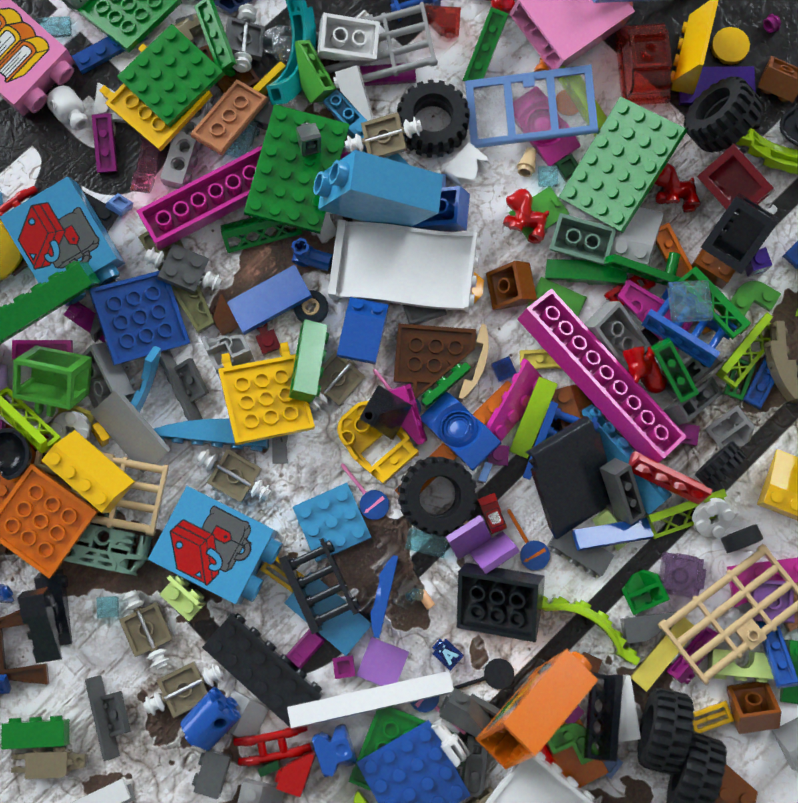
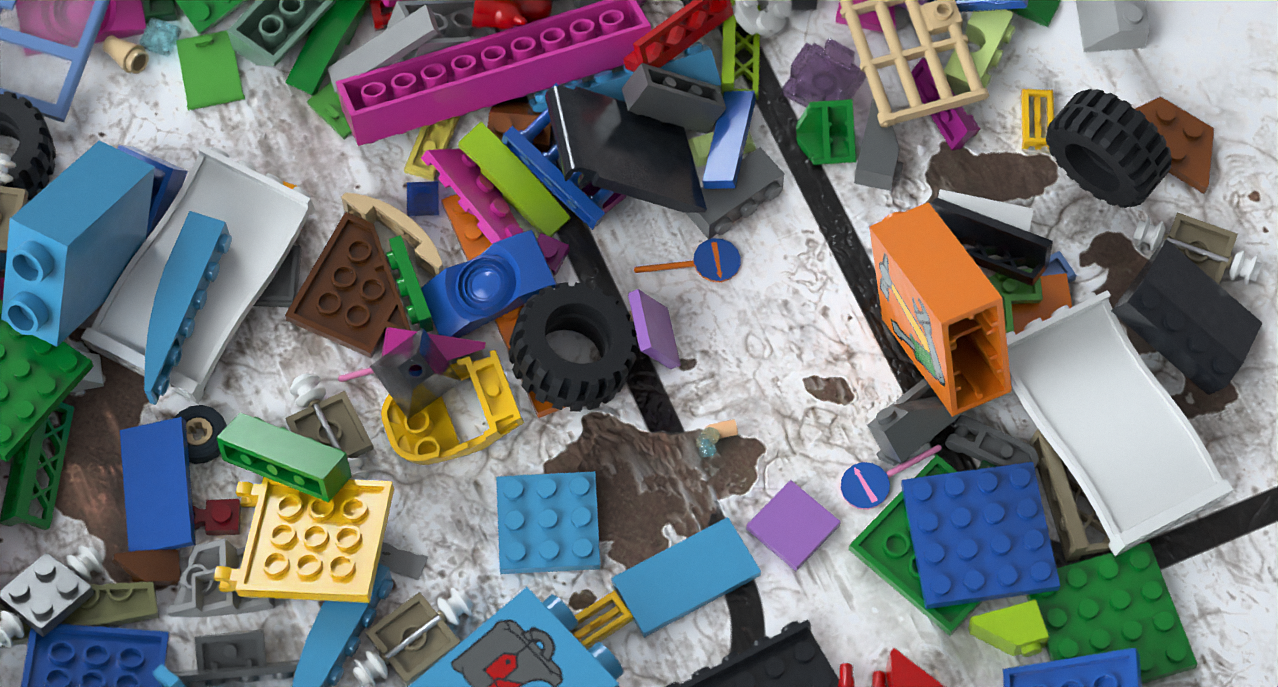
camera: 70 degrees left, 15 degrees down
(298, 584) = (657, 591): black fence -> none
(305, 648) = (724, 627): magenta tile -> none
(306, 255) = (113, 406): blue piece -> none
(334, 750) = (898, 623): blue piece -> none
(344, 667) = (776, 580): magenta plate -> none
(362, 330) = (272, 362): blue slope -> none
(370, 699) = (840, 556): white tile -> none
(373, 503) = (543, 454): blue piece -> none
(378, 262) = (180, 295): none -> dark azure slope
(382, 596) = (693, 478): blue slope -> none
(426, 543) = (636, 398): clear light blue slope -> none
(447, 653) = (813, 426): clear blue brick -> none
(451, 743) = (947, 460): white arm -> none
(466, 165) = (85, 129): white piece -> none
(484, 473) = (563, 273): medium blue tile -> none
(492, 513) = (621, 284): red leg -> none
(494, 552) = (690, 303): medium lavender tile -> none
(497, 674) = (870, 373): black piece -> none
(500, 602) = (766, 321): black slope -> none
(511, 285) = (301, 143): dark orange slope -> none
(521, 204) = (208, 84): red animal -> none
(586, 308) = (387, 46): none -> light grey tile
(599, 619) = (843, 206): lime piece -> none
(659, 657) = (929, 149): light yellow tile -> none
(665, 731) = (1033, 163): black tyre -> none
(753, 707) = (1043, 56): dark orange slope -> none

